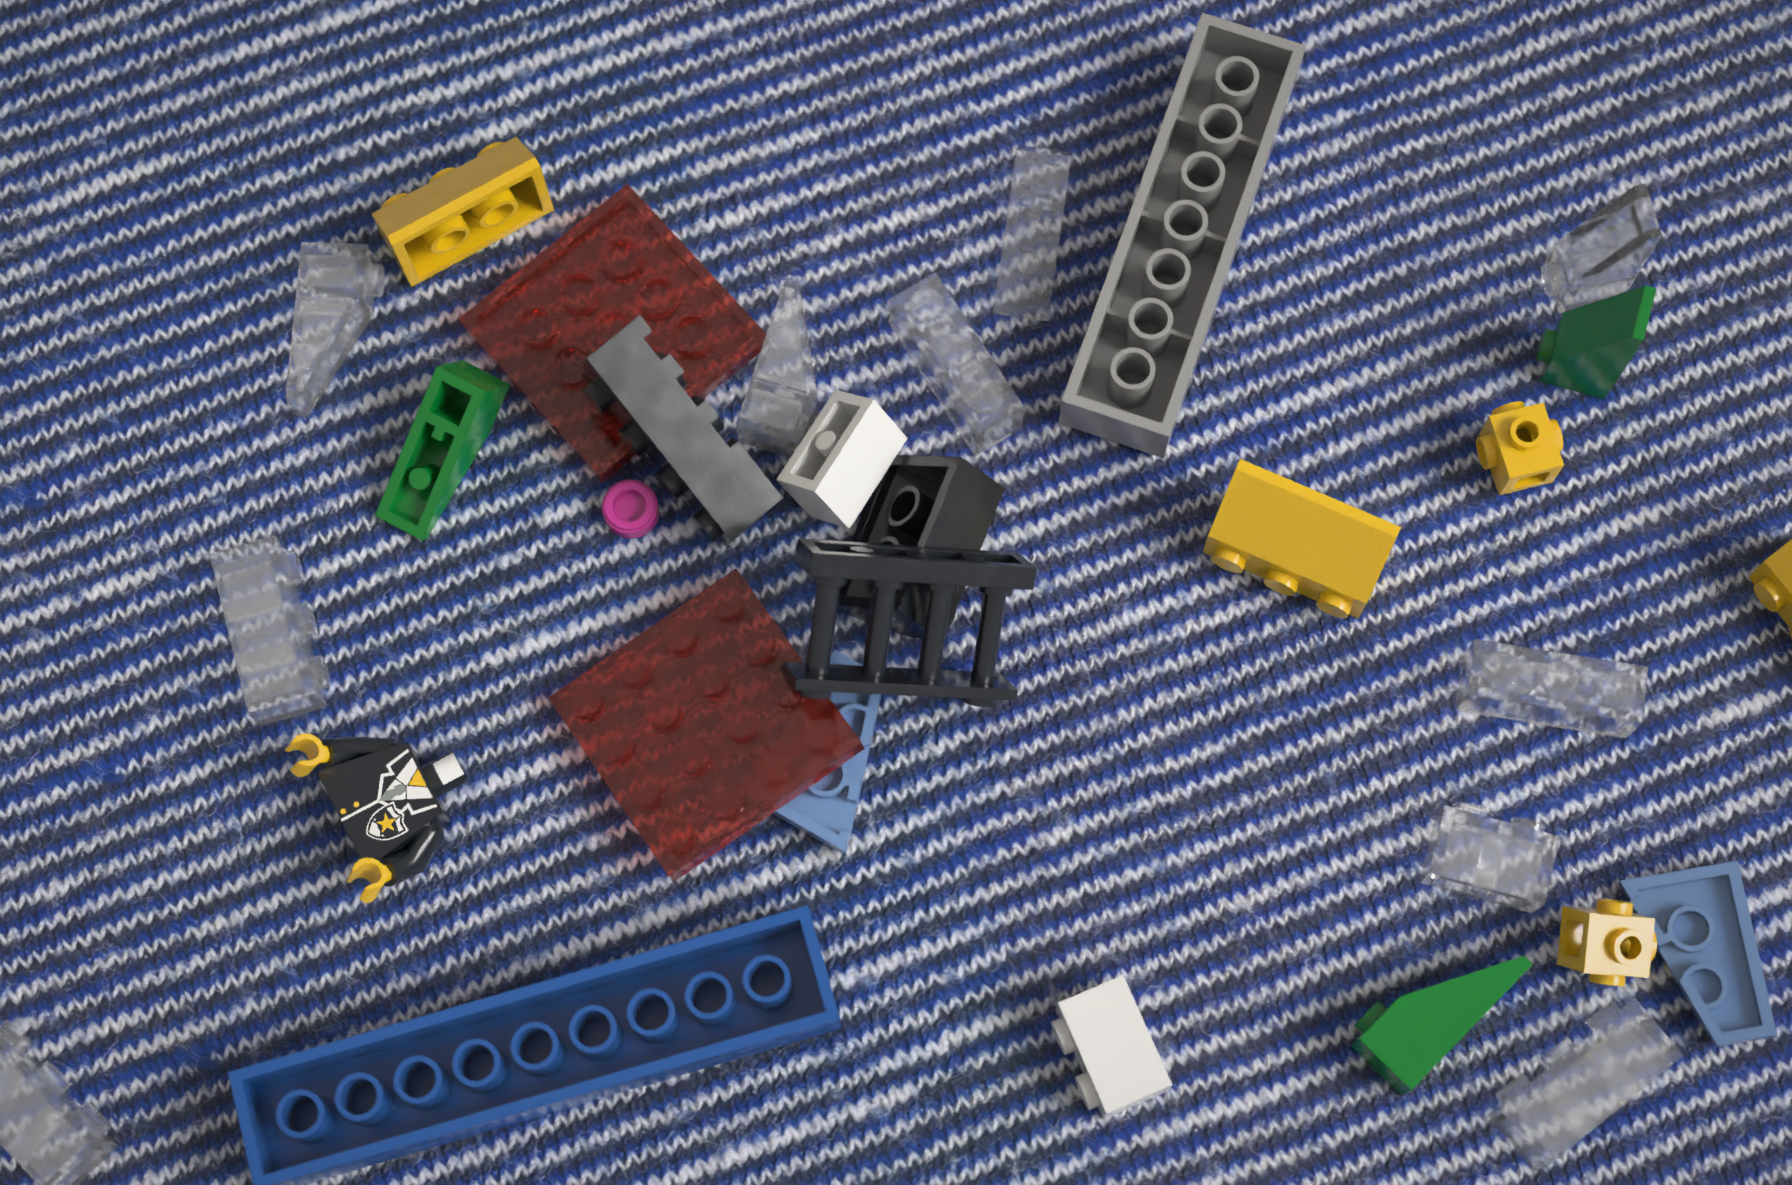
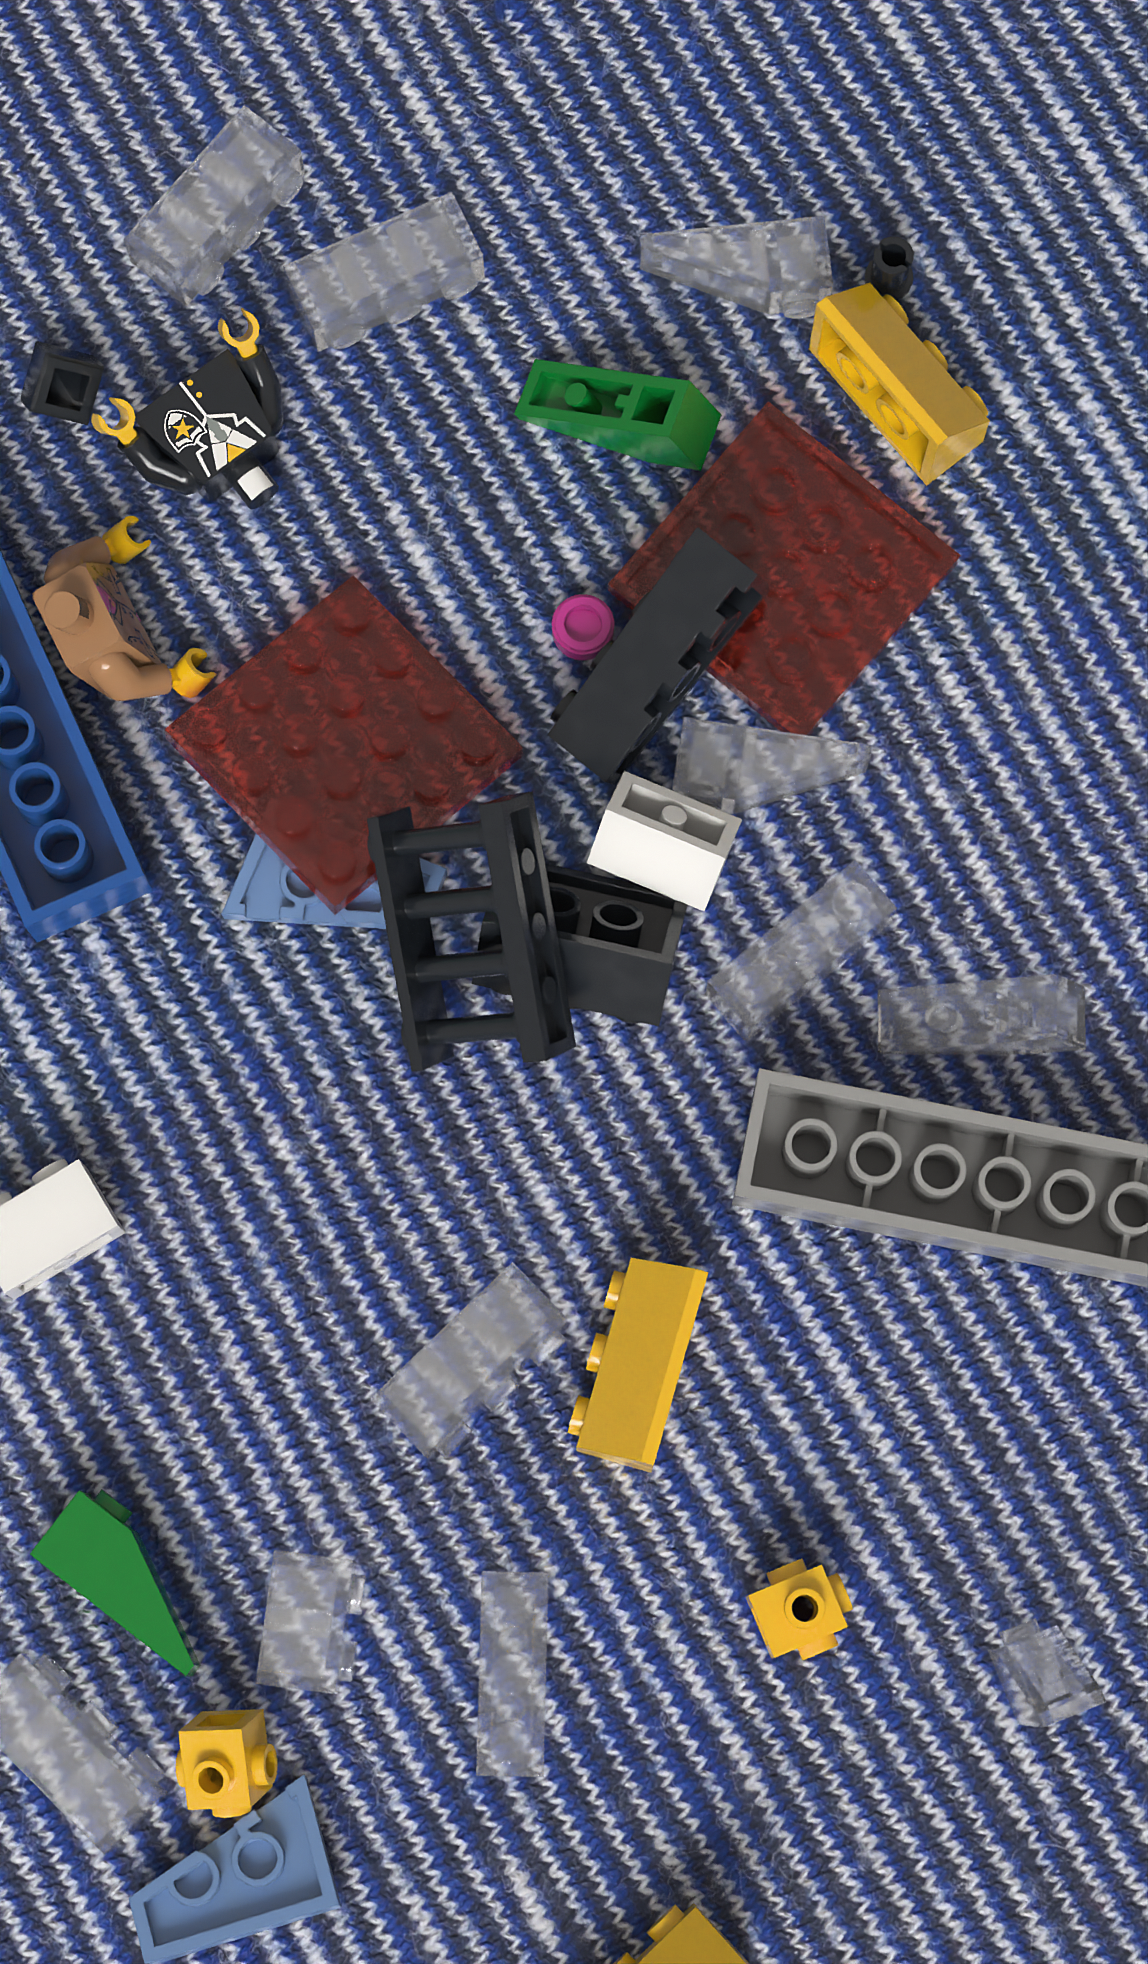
camera: 80 degrees right, 5 degrees up
(173, 772) = (216, 206): none -> clear brick
(312, 939) = (61, 383): none -> black slope
(357, 200) = (891, 267): none -> black pin
(559, 925) = (99, 626): none -> medium nougat torso
(1278, 688) = (472, 1363): none -> clear brick
(1595, 342) = (933, 1676): green slope -> none

